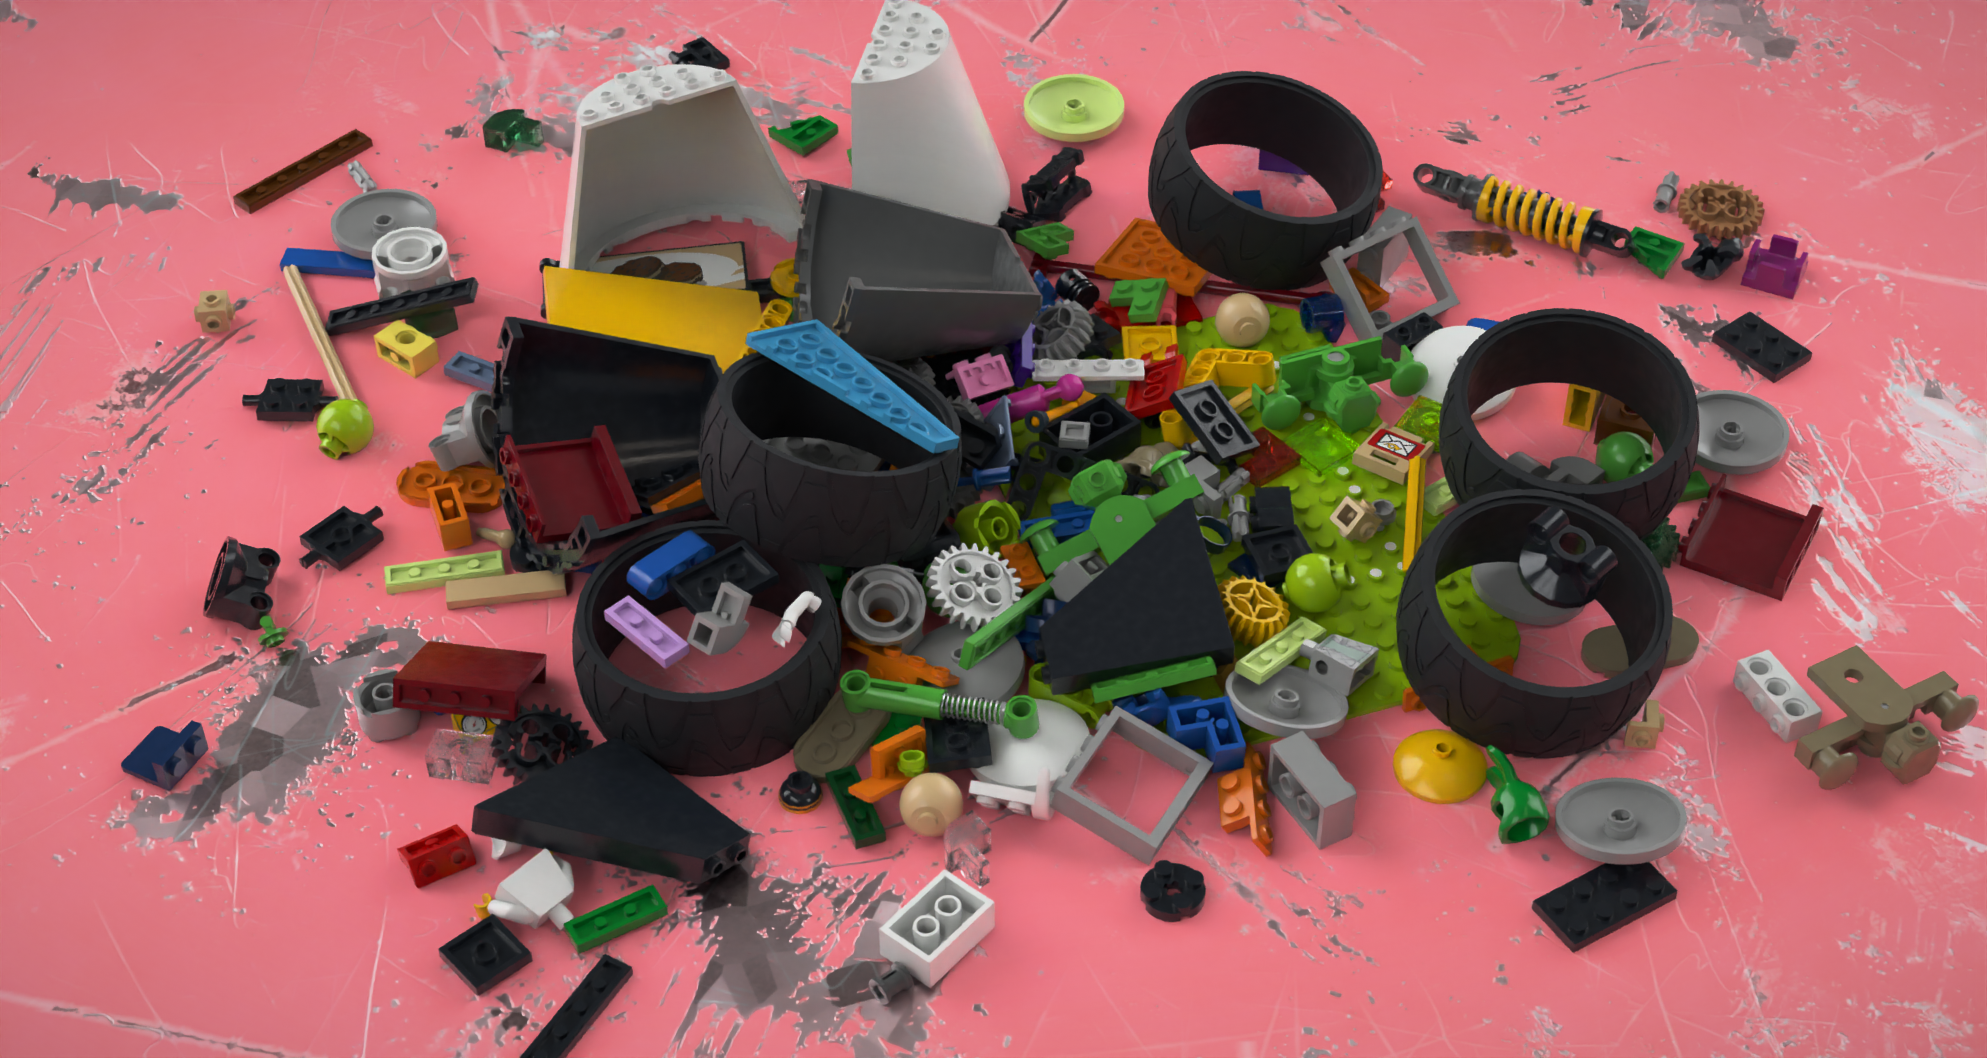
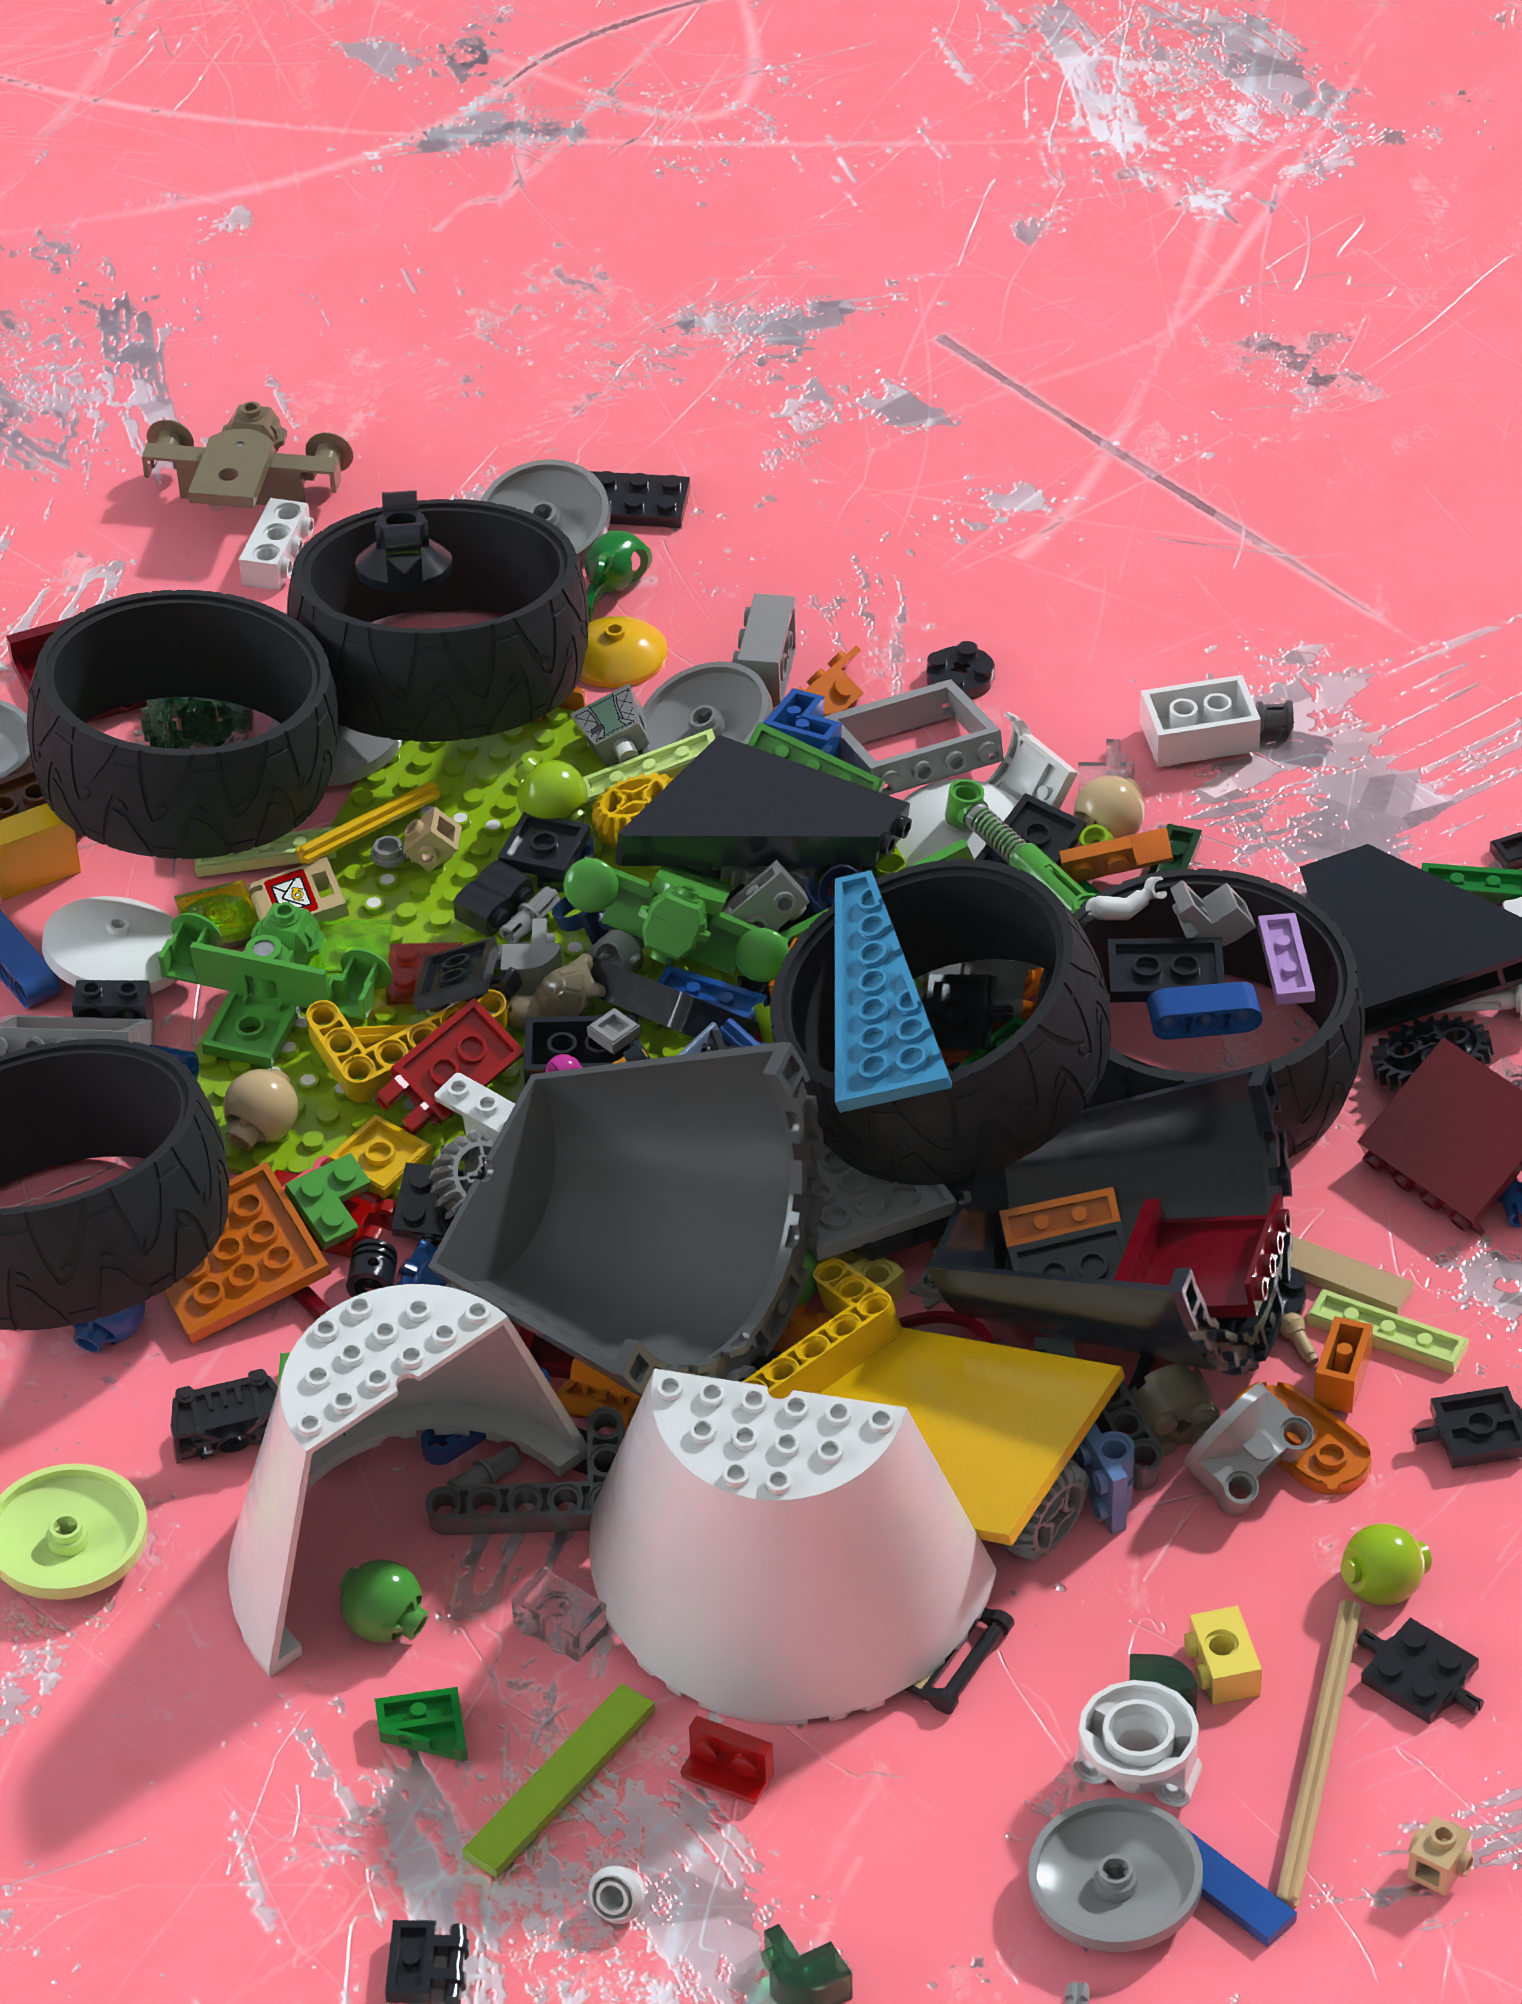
camera: 140 degrees left, 0 degrees up
(402, 306) = (1199, 1685): black tile -> none
(470, 370) = (1154, 1562): sand blue plate -> none

